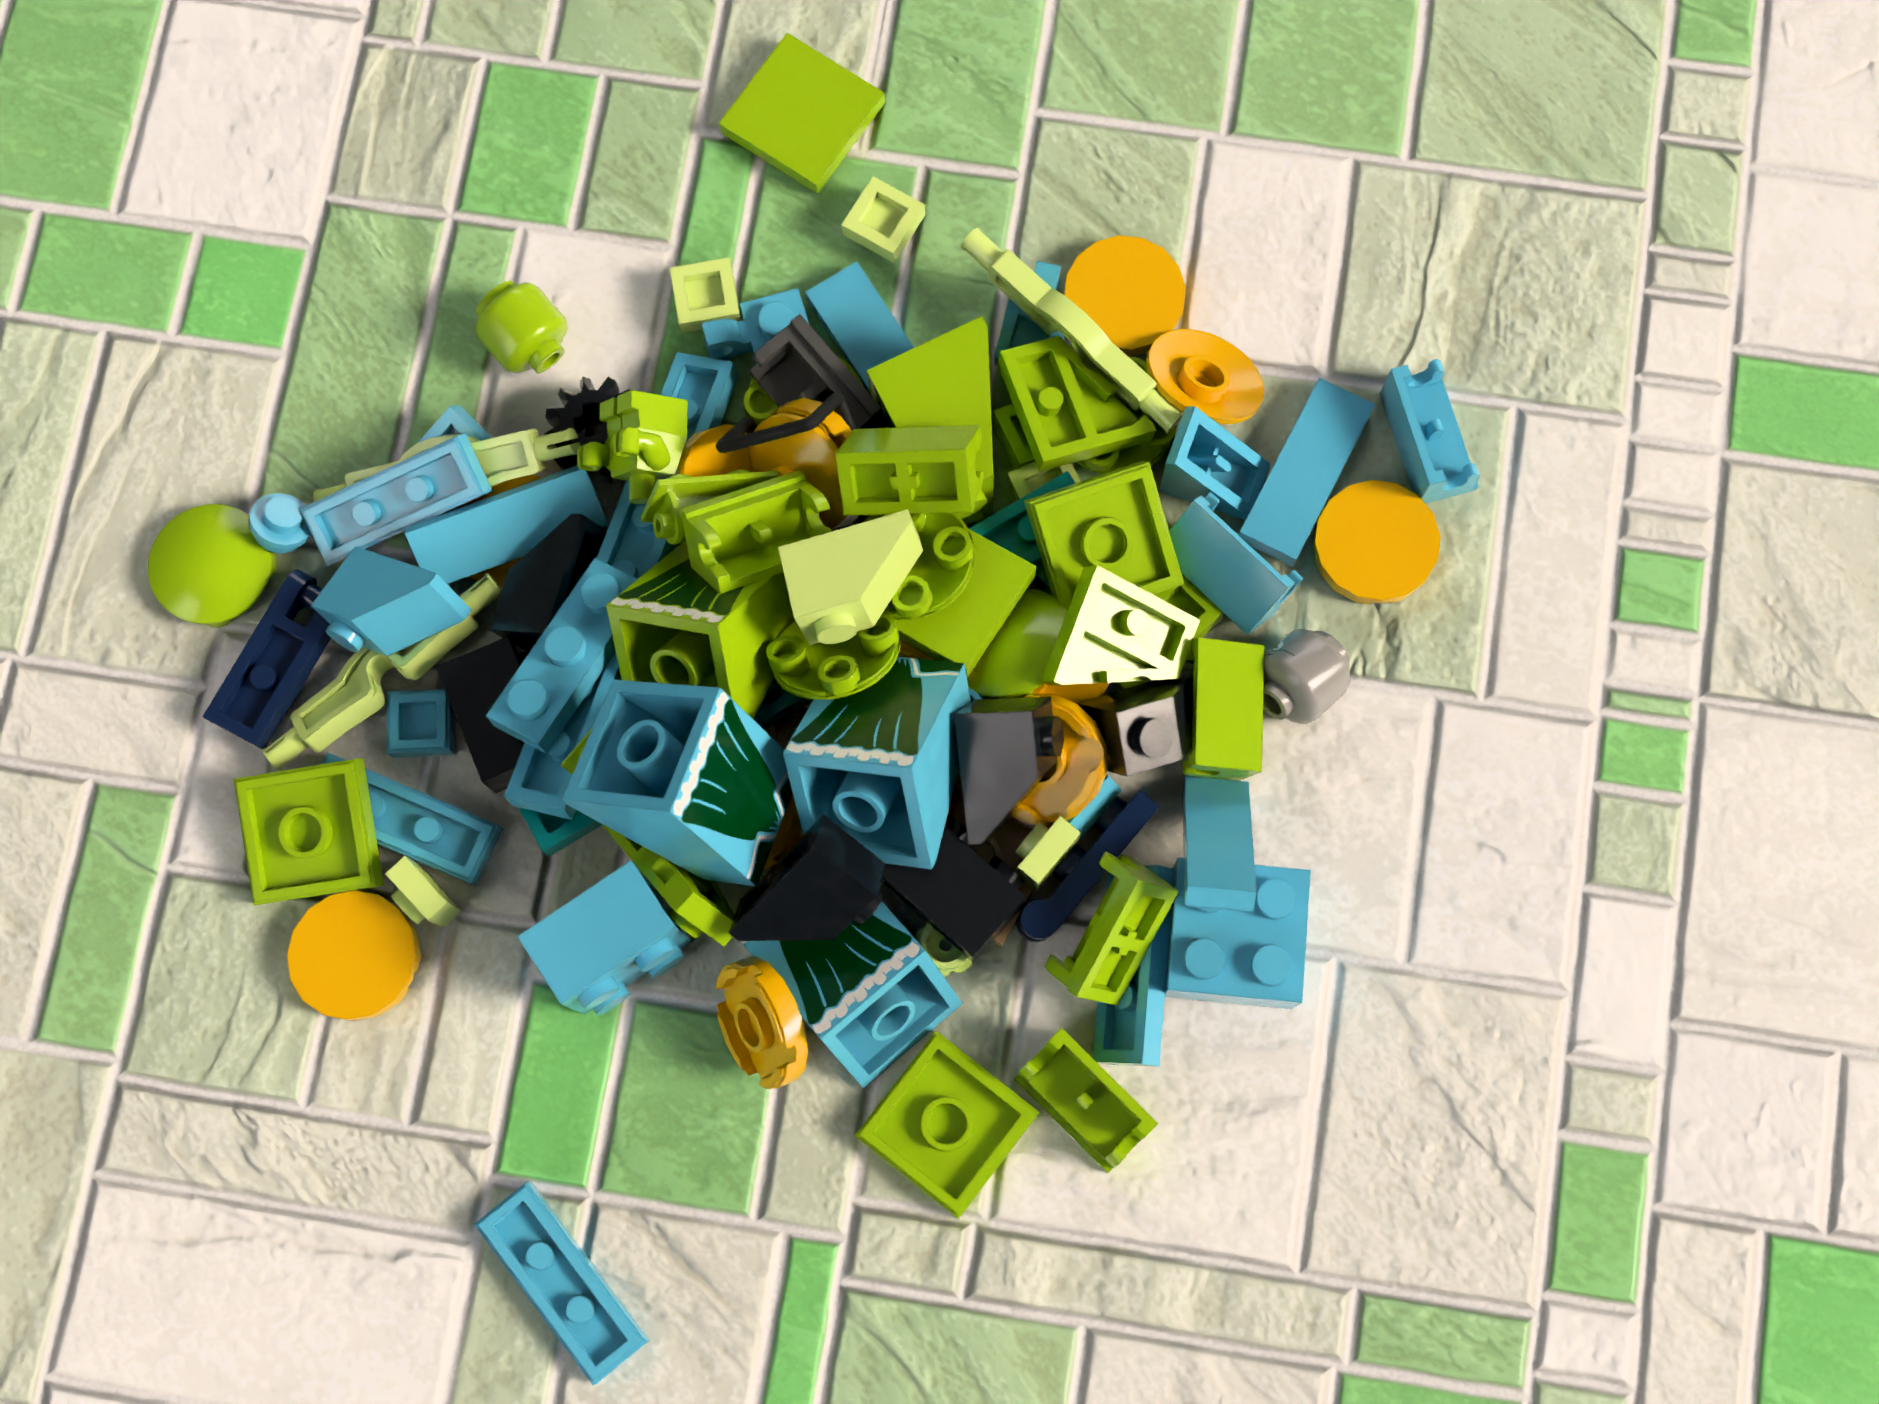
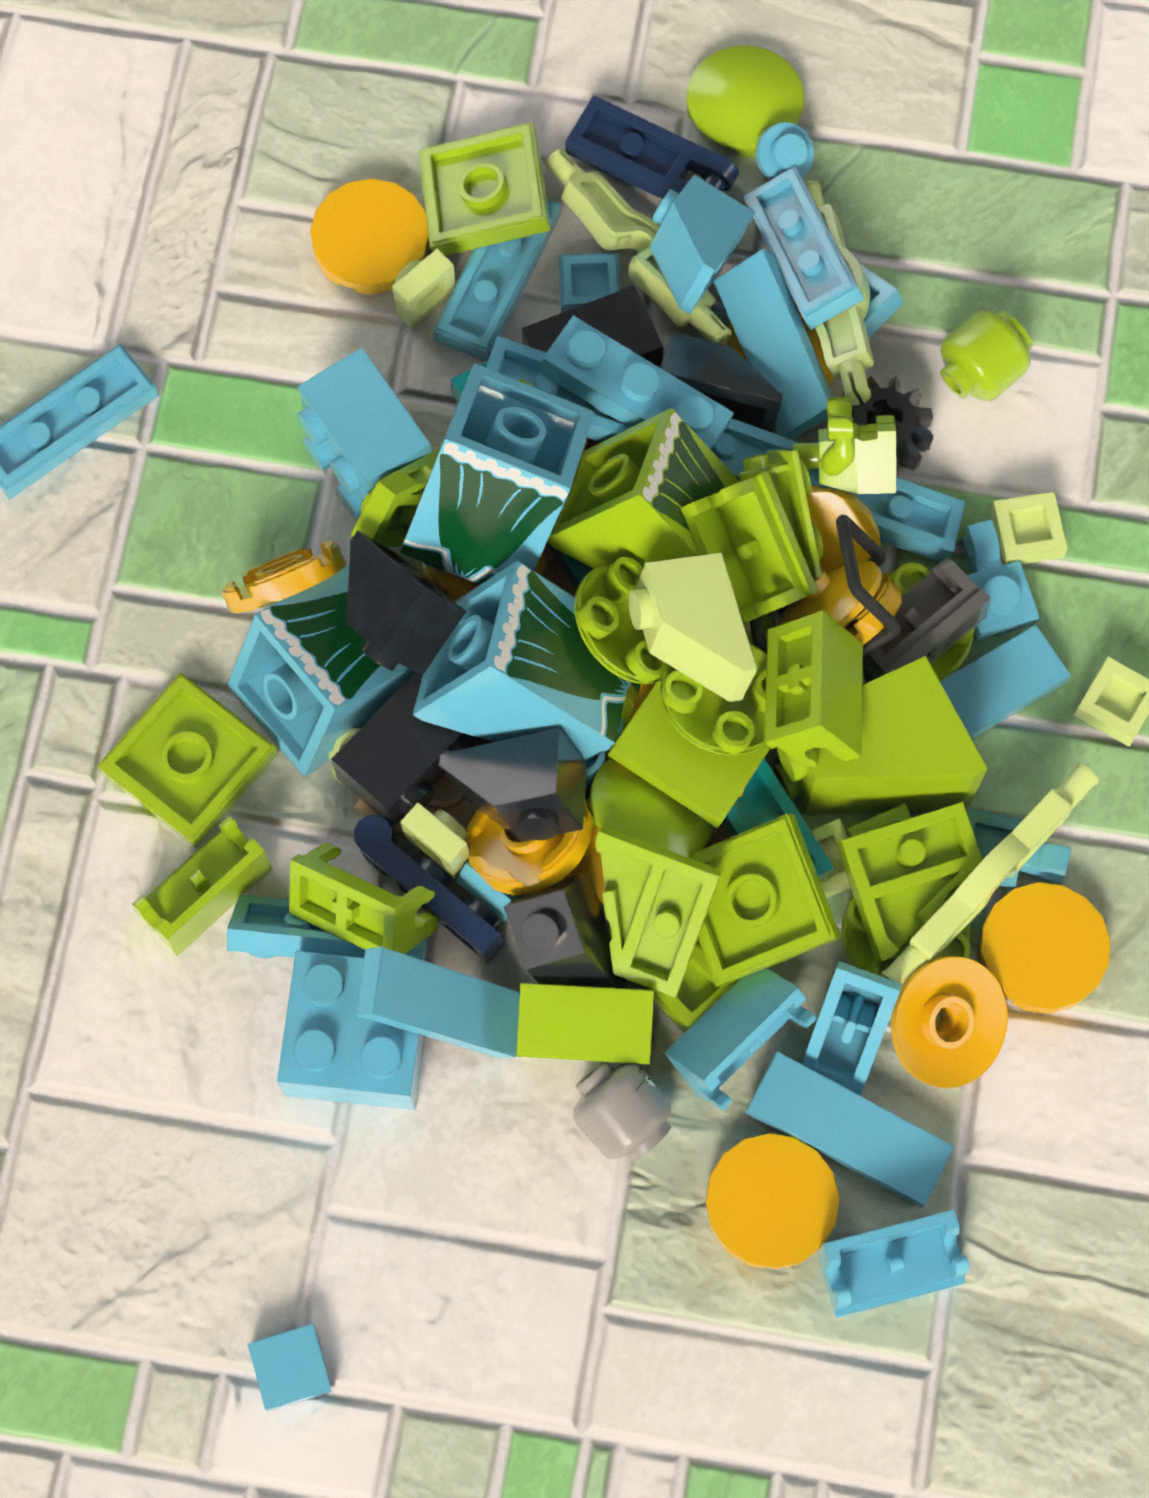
camera: 85 degrees right, 5 degrees down
(1560, 989) = (290, 1367): none -> medium azure tile

